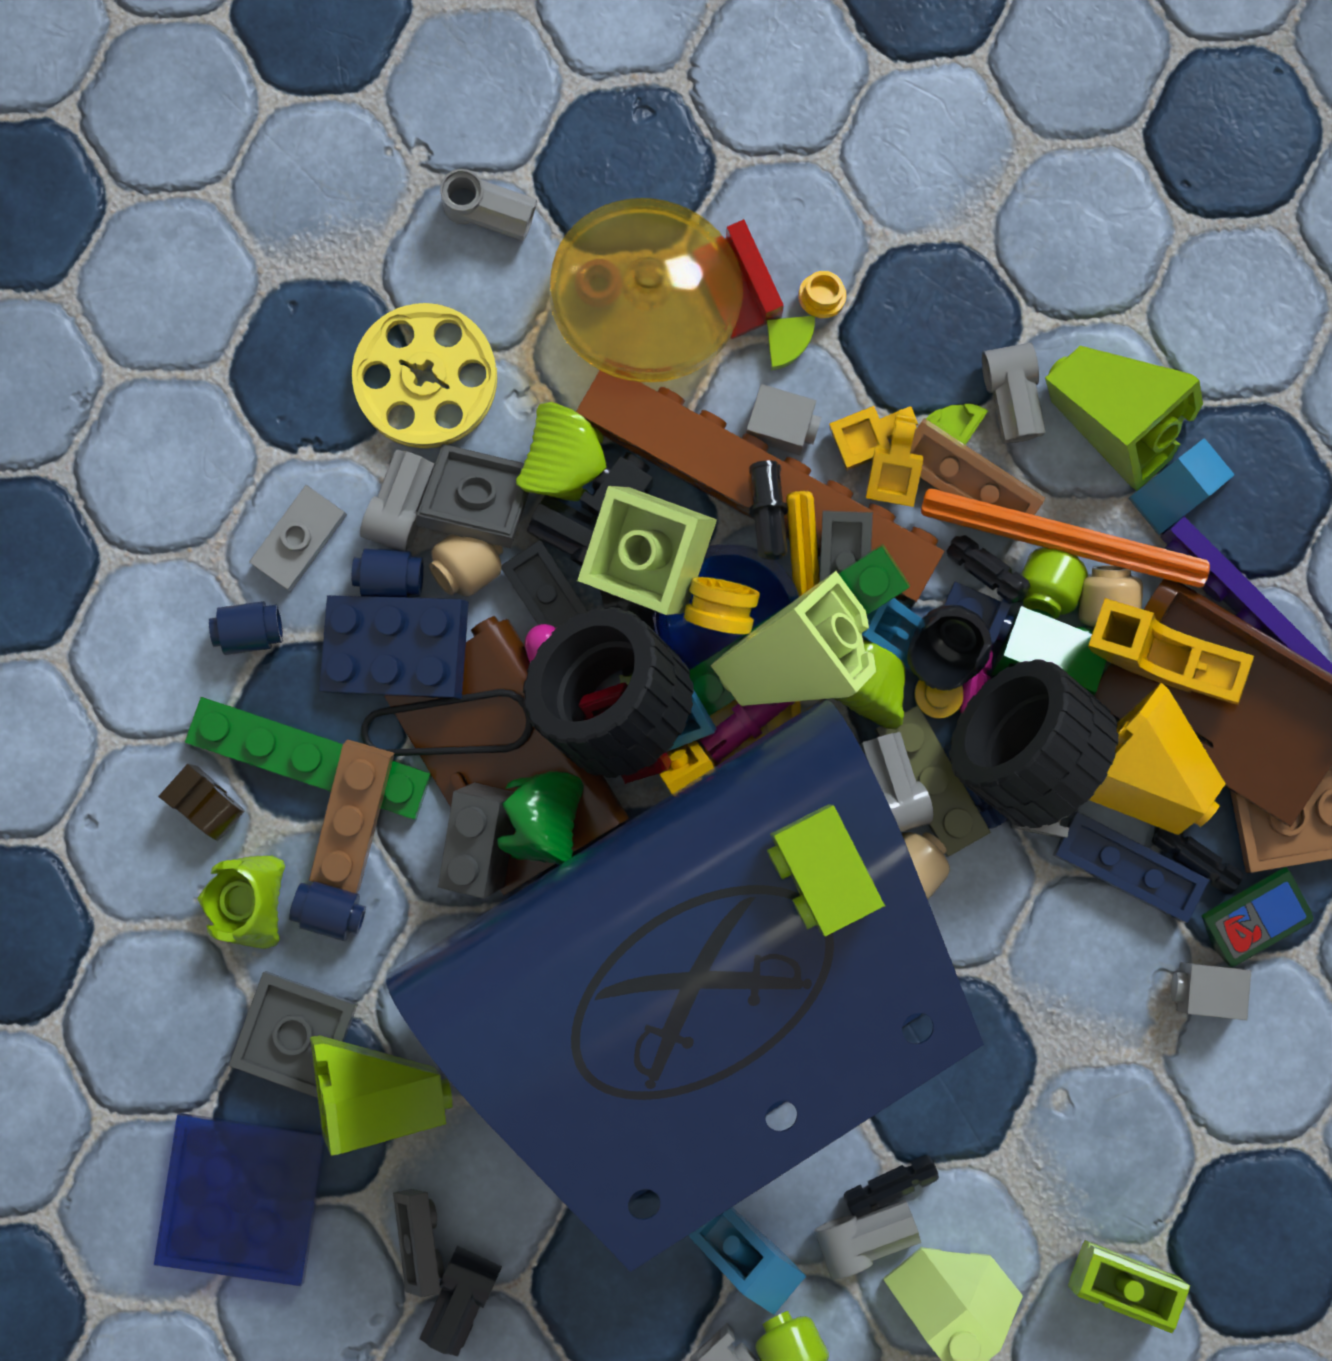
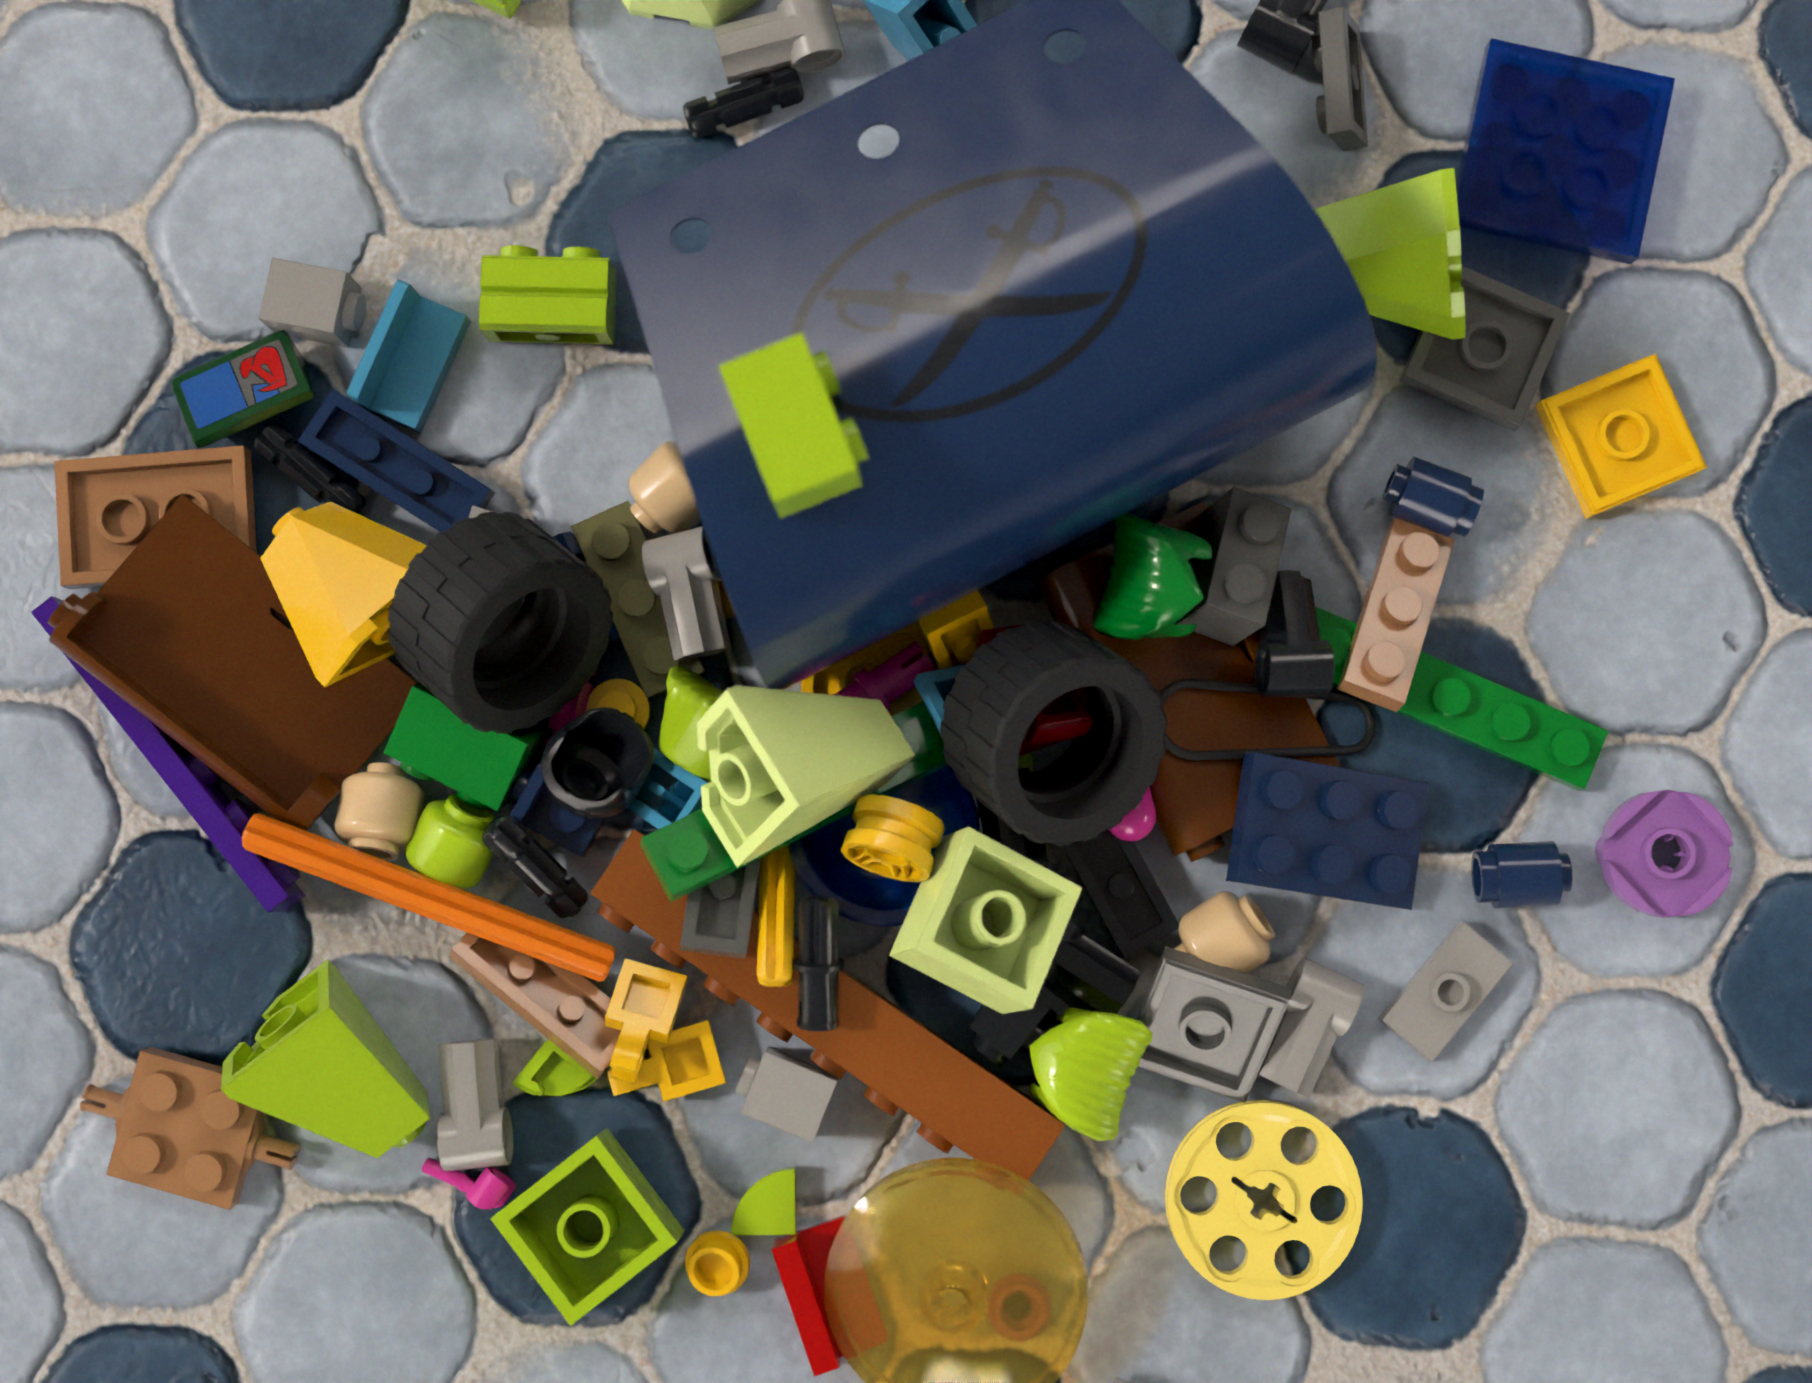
camera: 175 degrees left, 0 degrees up
(141, 681) = (1662, 891): none -> medium lavender plate
(182, 975) = (1620, 436): none -> yellow tile
(202, 801) = (1588, 651): dark brown leg -> none
(244, 901) = (1539, 520): lime hair -> none
(388, 573) = (1329, 930): dark blue brick -> none
(430, 776) = (1290, 652): none -> black piece
(919, 311) = (588, 1226): none -> lime brick
(999, 330) = (487, 1192): none -> dark pink hand
(1028, 1011) = (547, 297): none -> lime brick
(1131, 954) = (407, 358): none -> dark azure panel
(1152, 650) = (306, 725): yellow arch -> none
(1181, 486) = (266, 958): dark azure slope -> none
(1229, 354) = (184, 1131): none -> medium nougat plate

